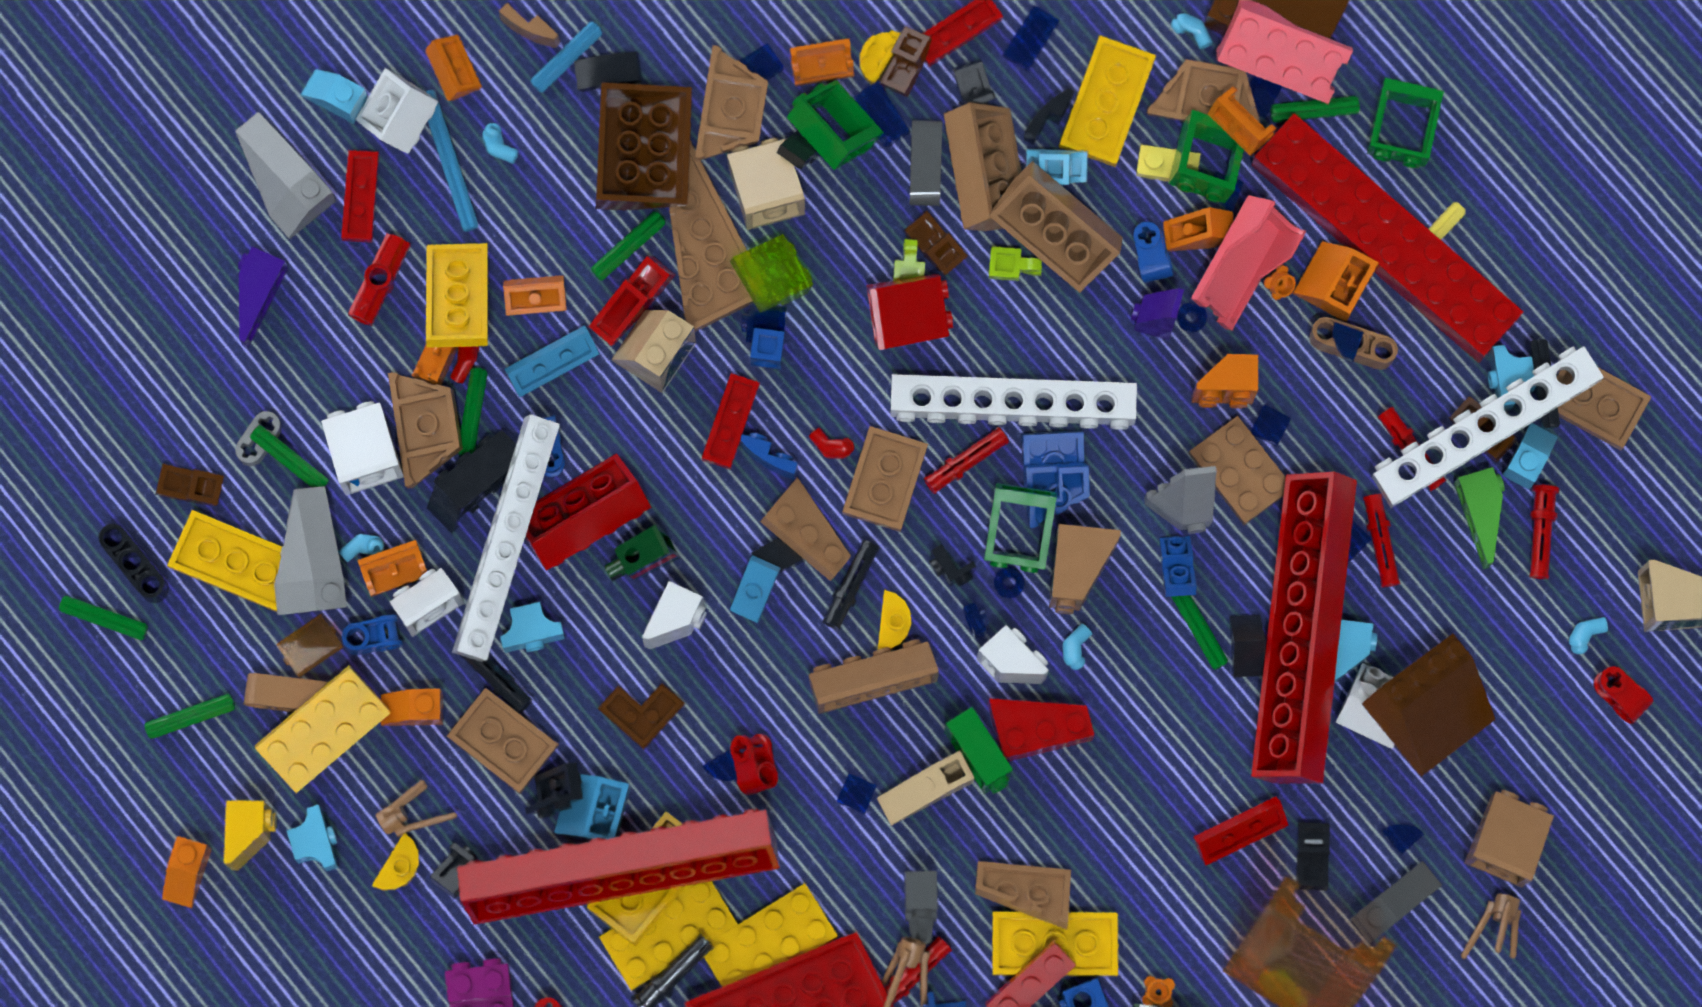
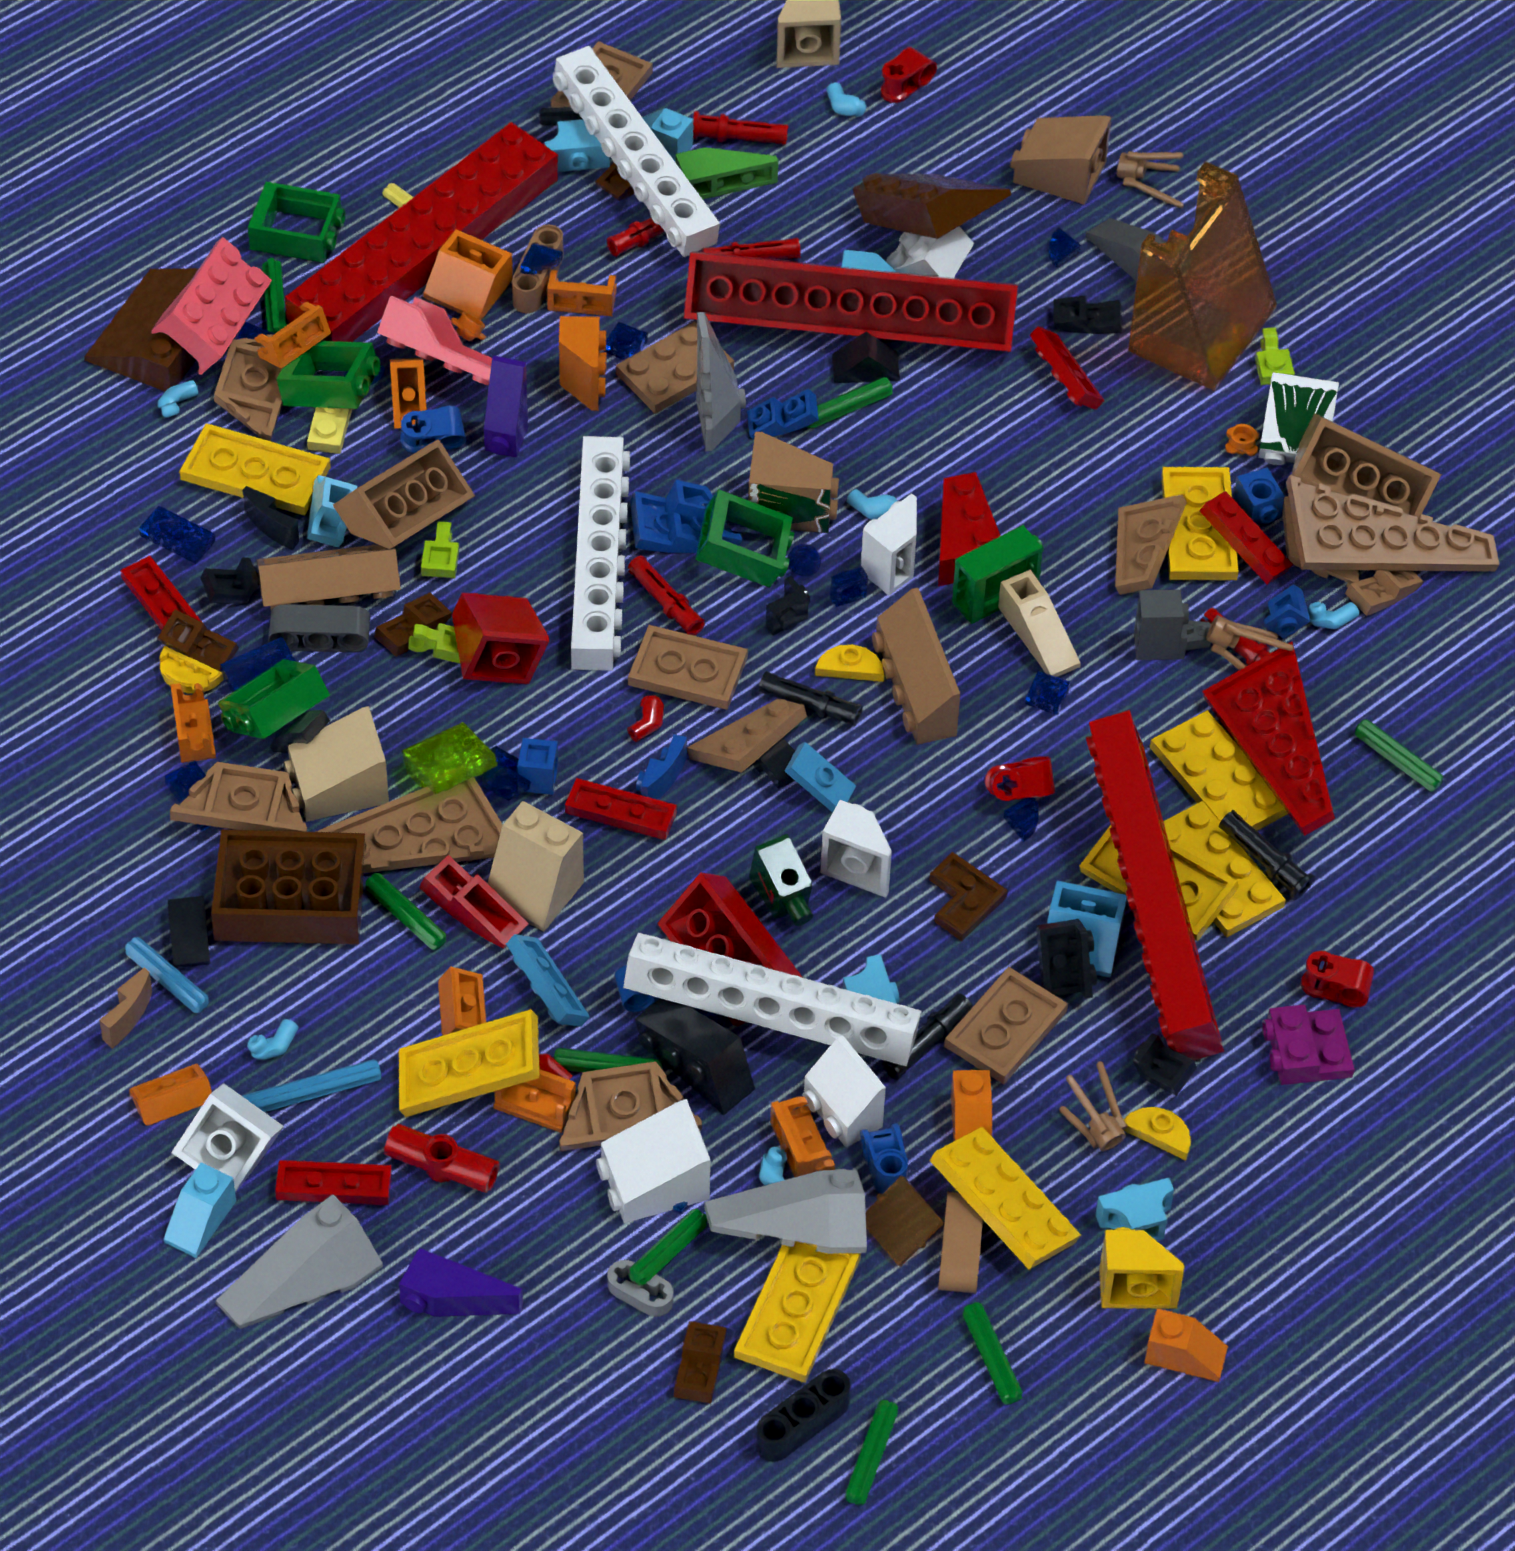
camera: 90 degrees left, 25 degrees down
(1327, 384) = (580, 296): none -> orange hinge

